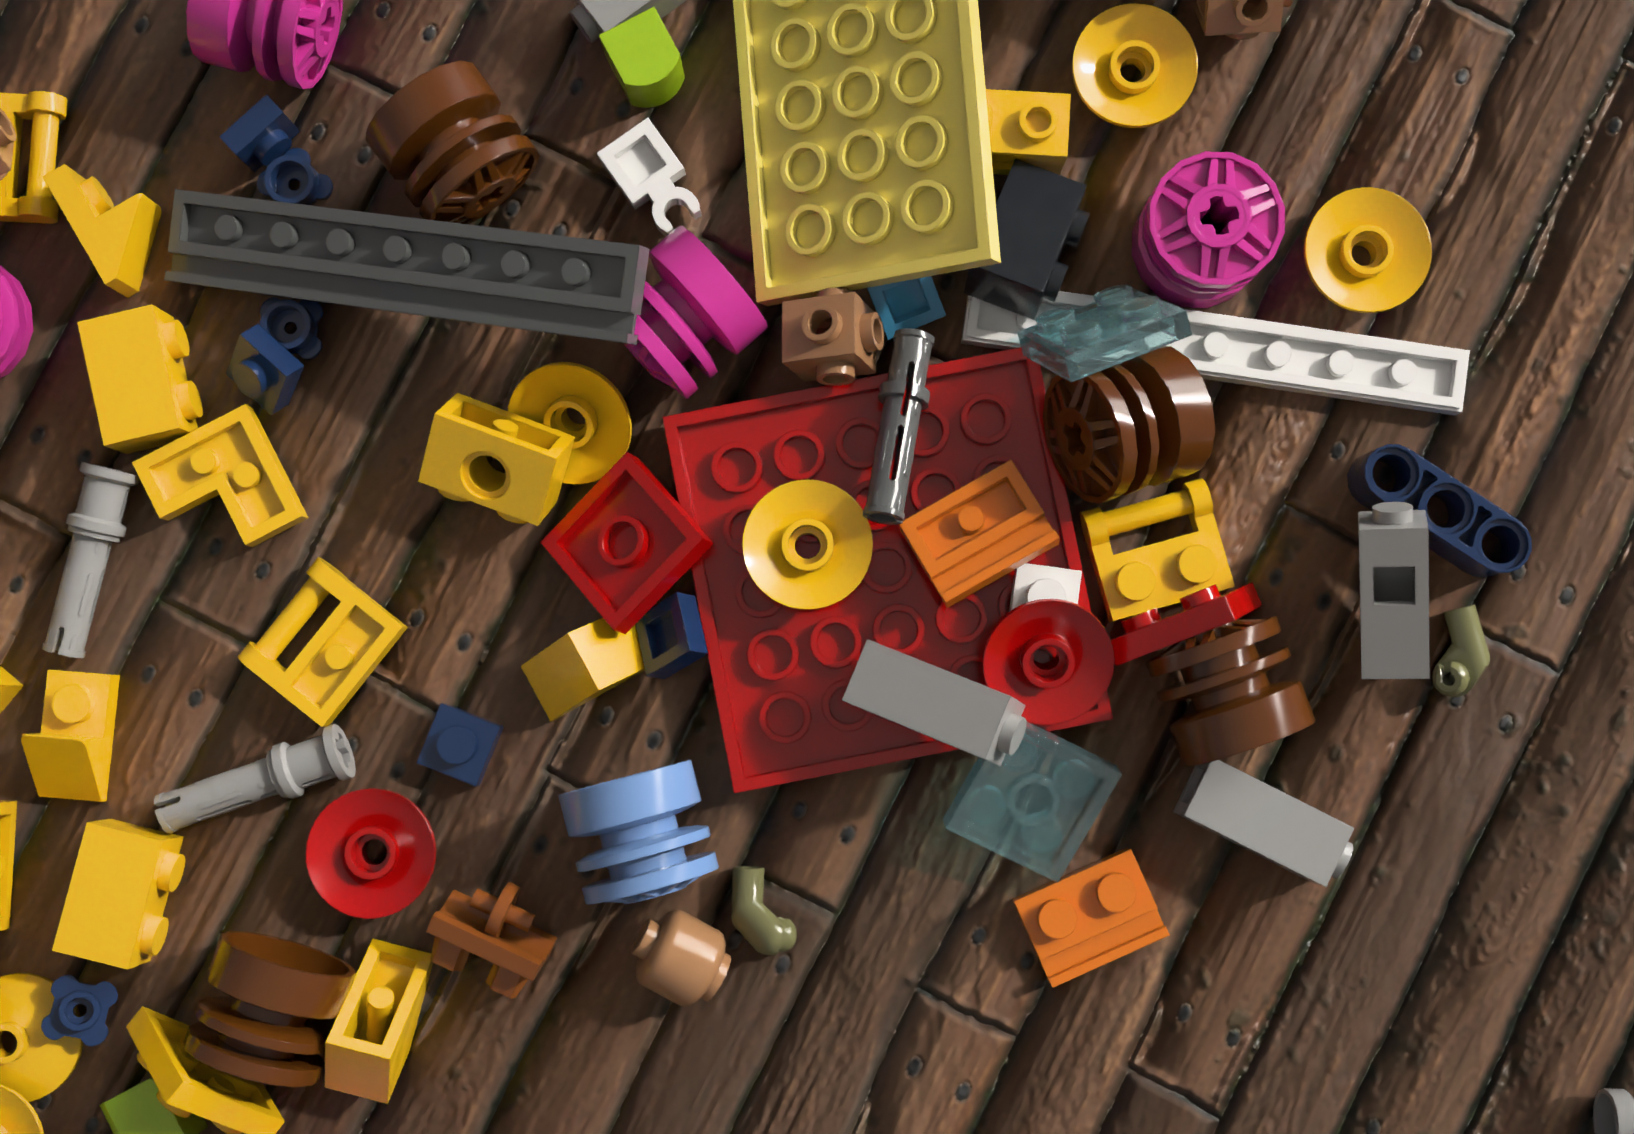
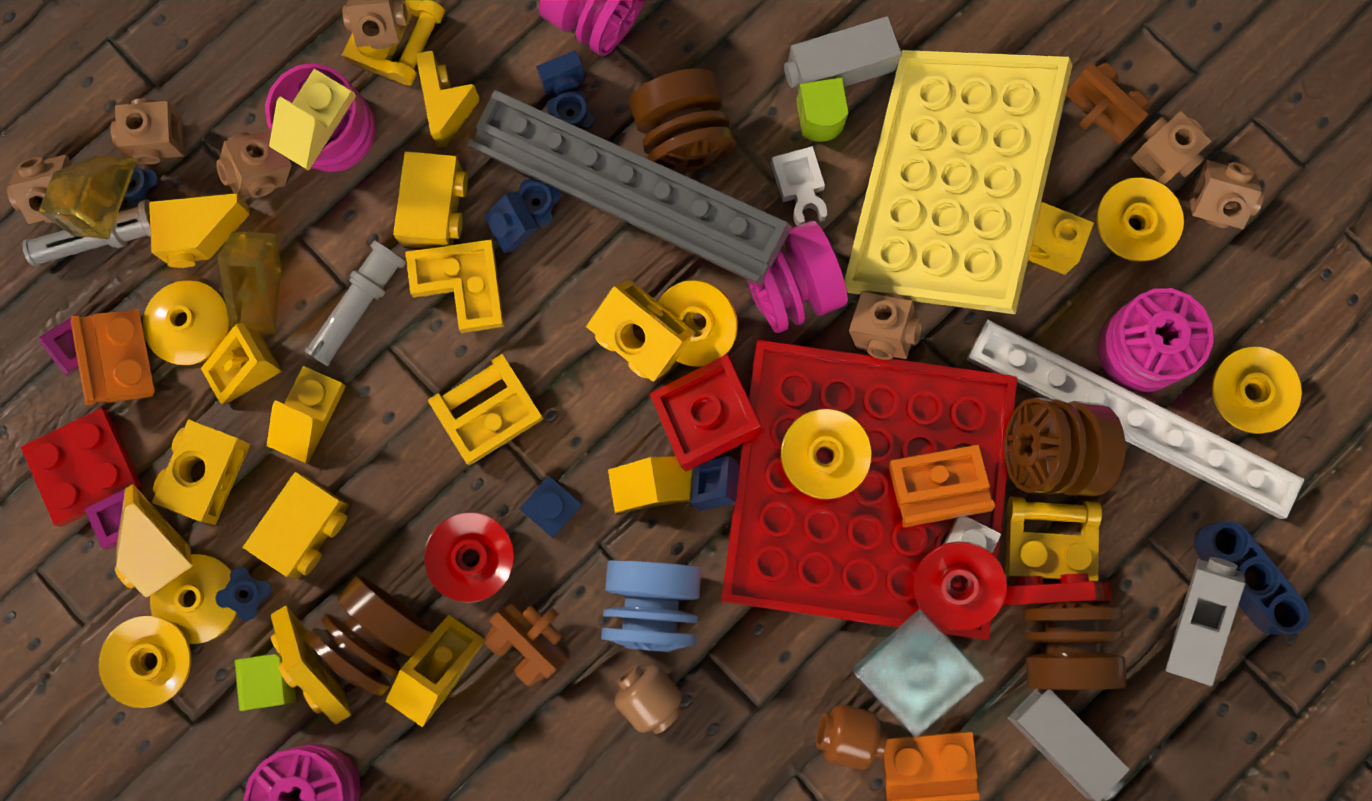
camera: 15 degrees right, 5 degrees down
(283, 772) = (431, 484): light grey pin -> none
(753, 919) = (705, 691): olive arm -> none
(906, 304) = (940, 321): dark azure plate -> none
(911, 358) = (919, 382): dark grey pin -> none
(936, 703) = (878, 587): light grey brick -> none
(970, 914) = (850, 737): none -> dark orange head
(1035, 221) = (1044, 297): black brick -> none
(1103, 333) = (1067, 382): clear light blue plate -> none
(1466, 655) = (1238, 682): olive arm -> none

